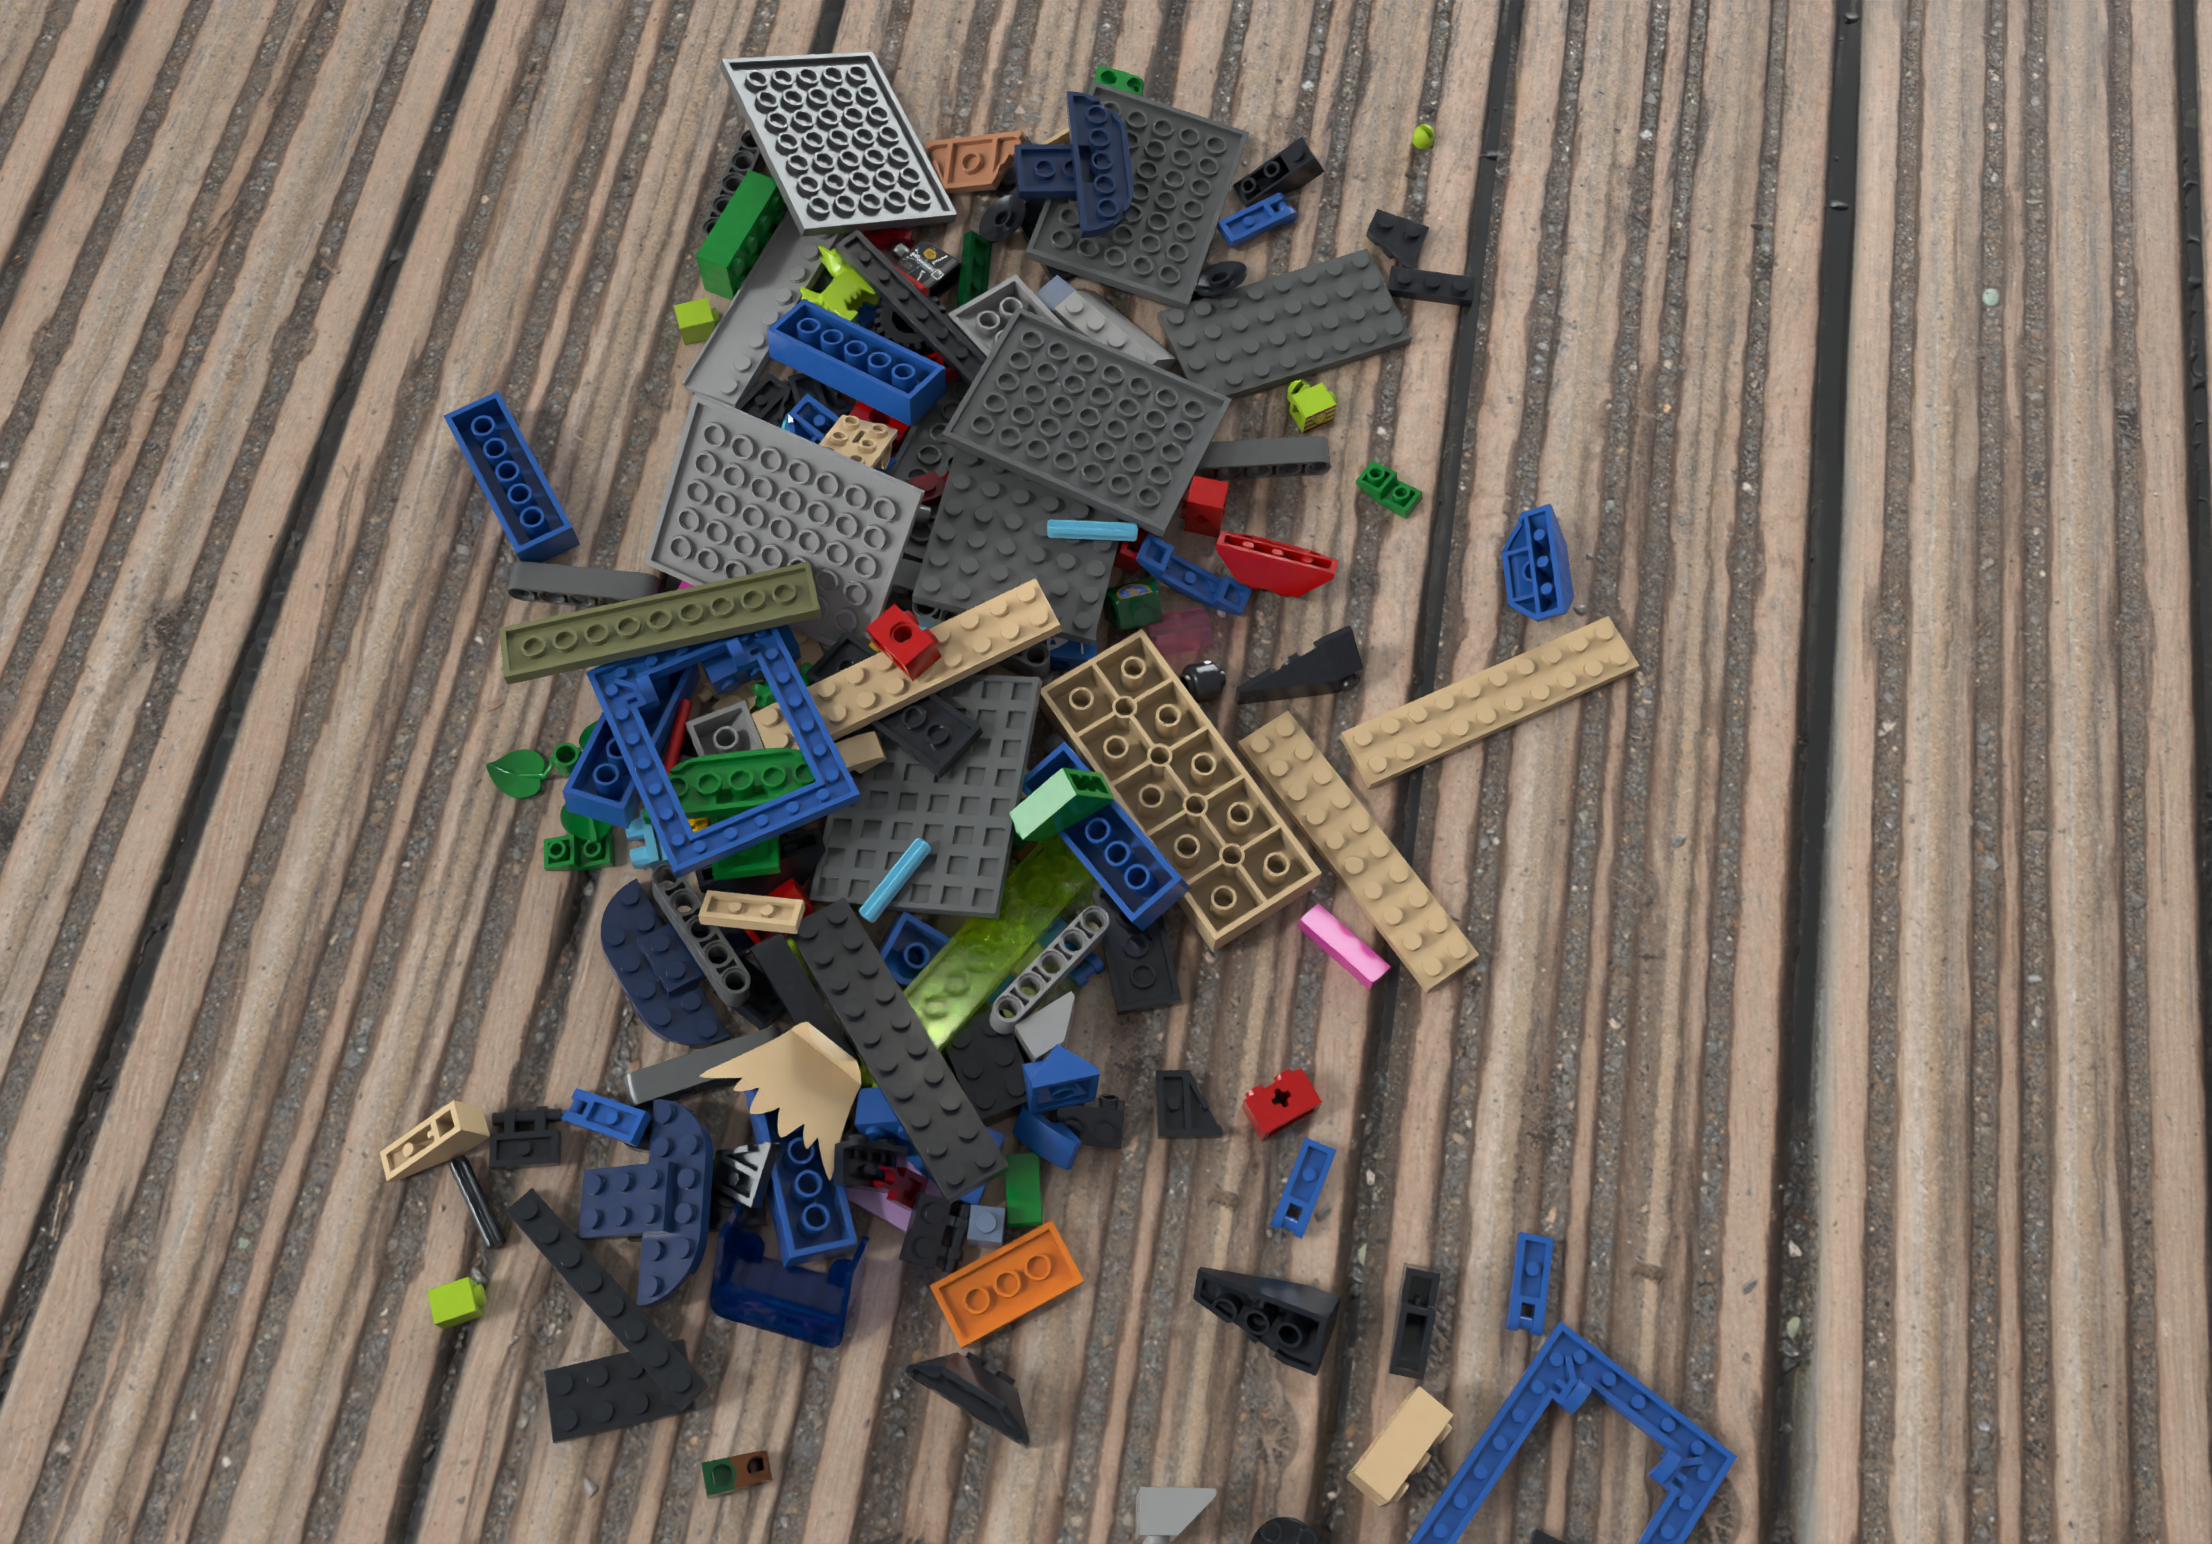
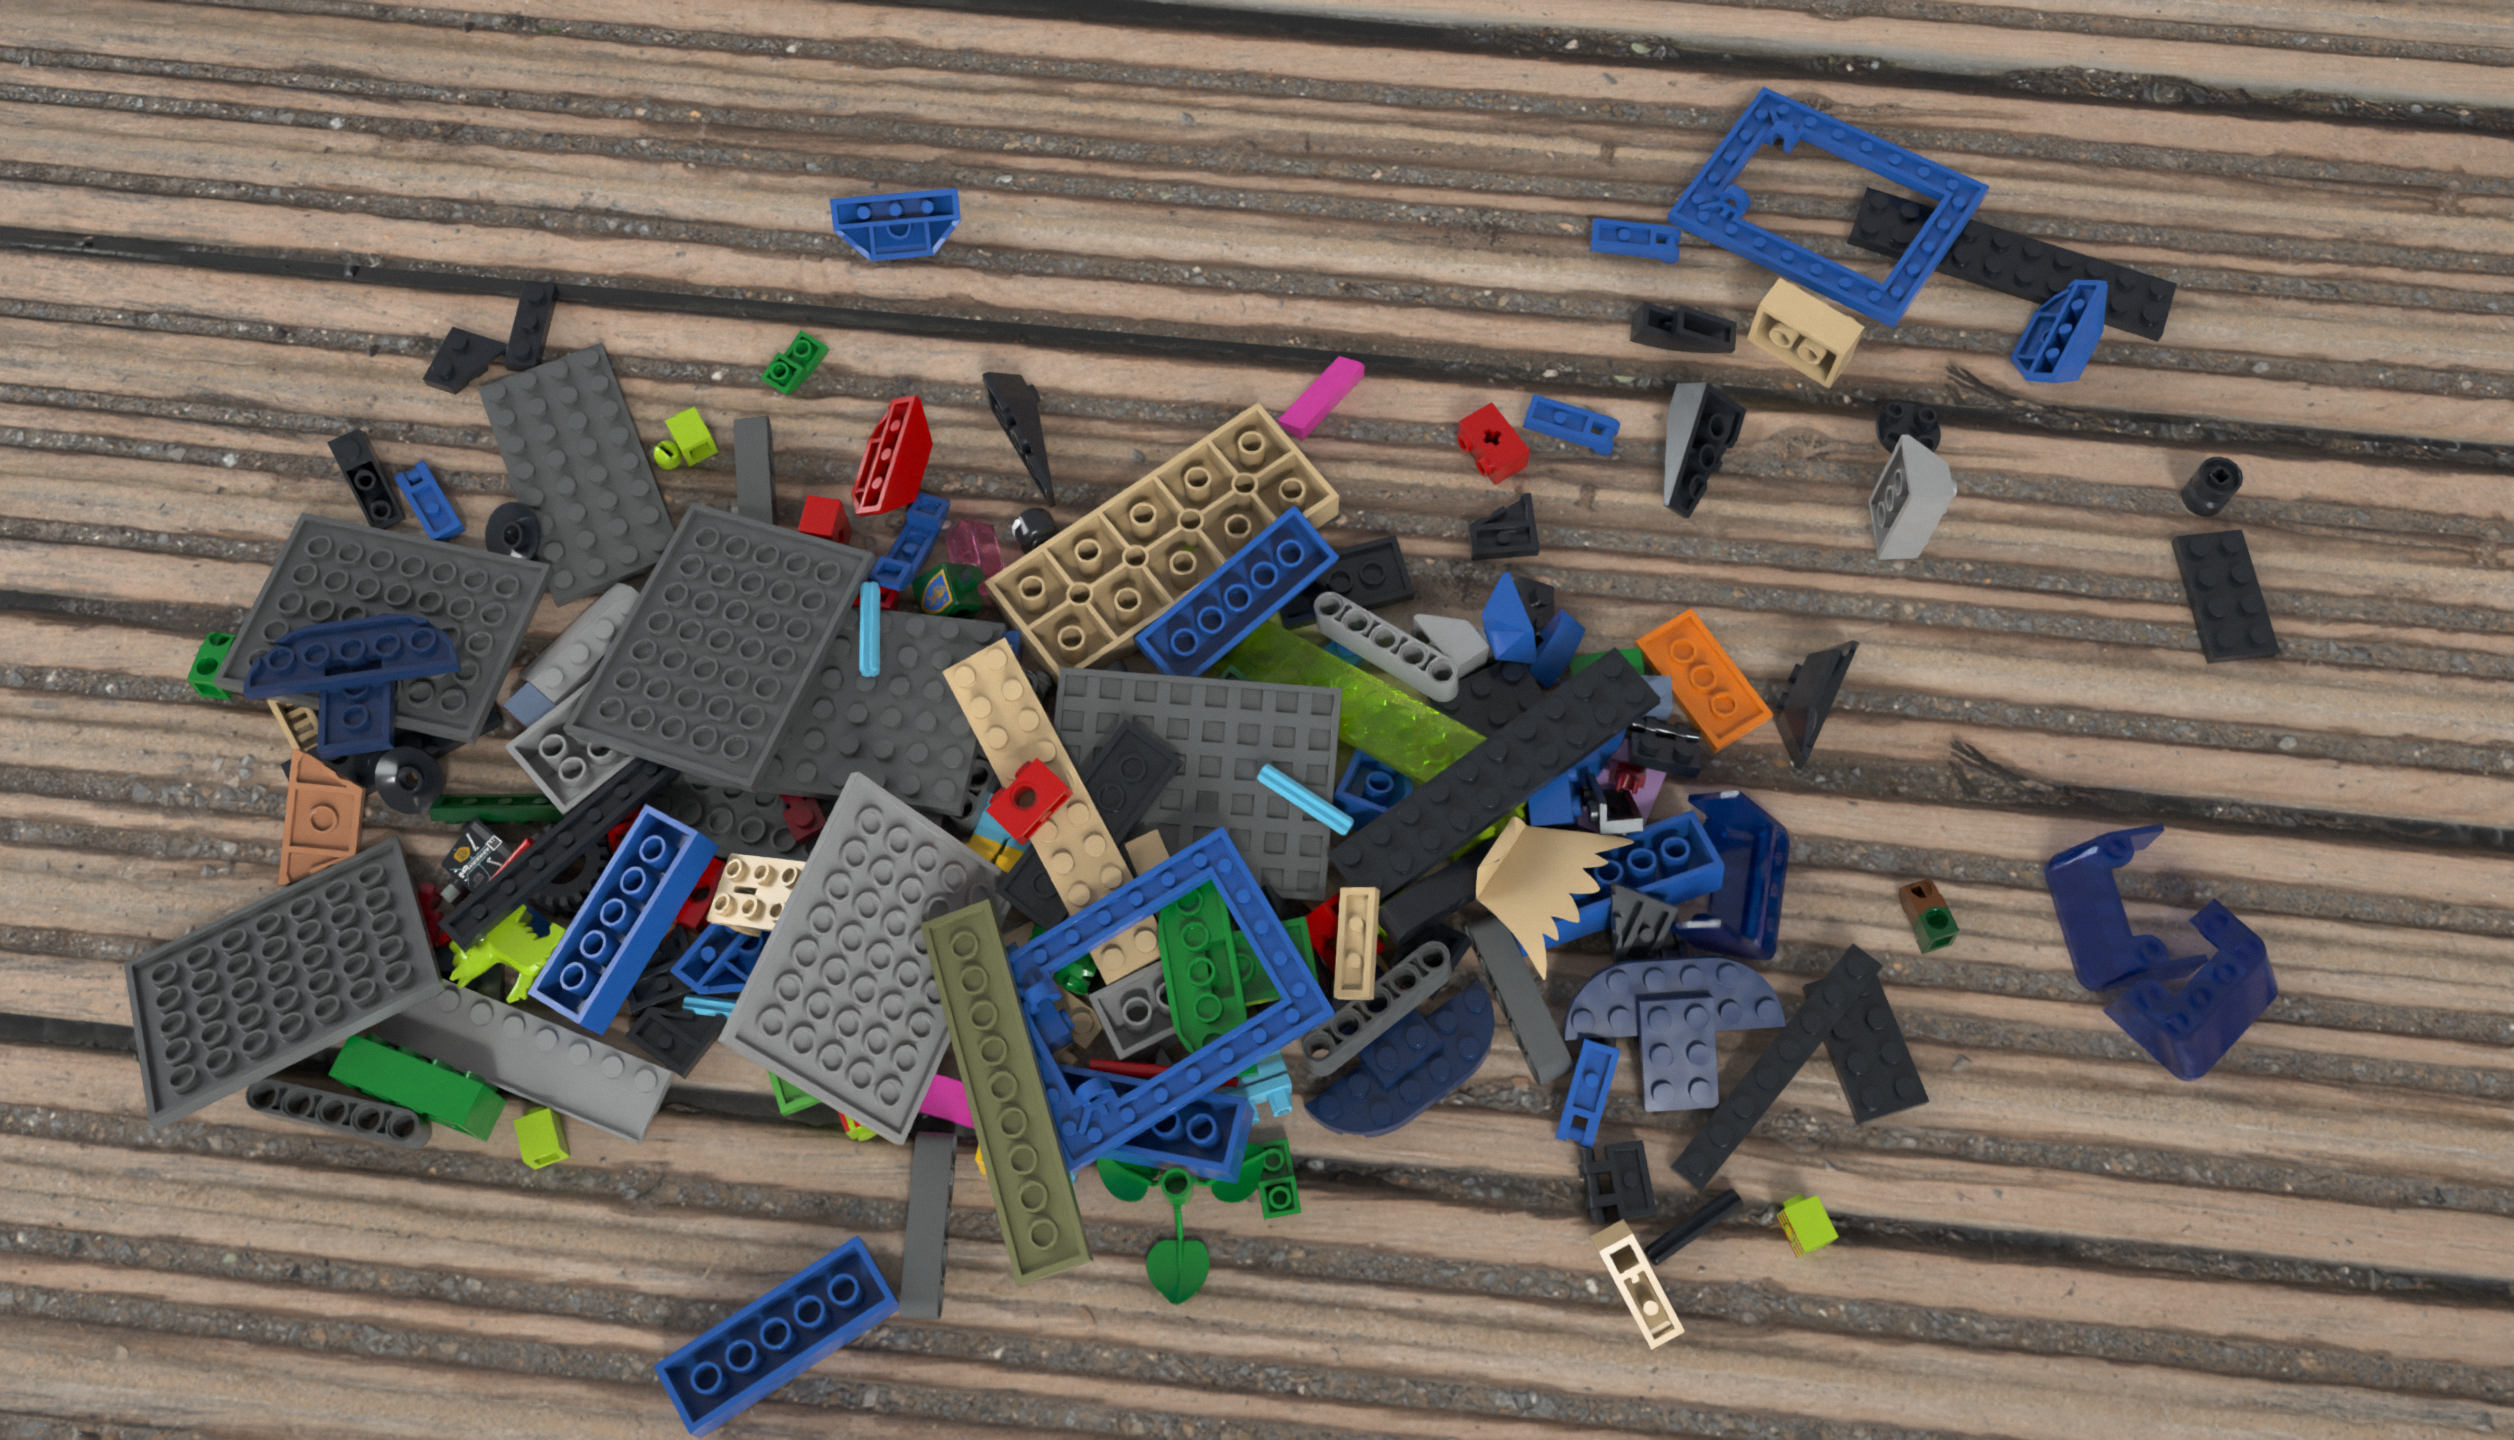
camera: 90 degrees left, 0 degrees up
(1060, 803) = (1218, 628): green slope -> none
(1358, 852) = (1213, 390): tan plate -> none
(1423, 136) = (321, 335): lime hinge -> none
(1488, 702) = (1047, 274): tan plate -> none

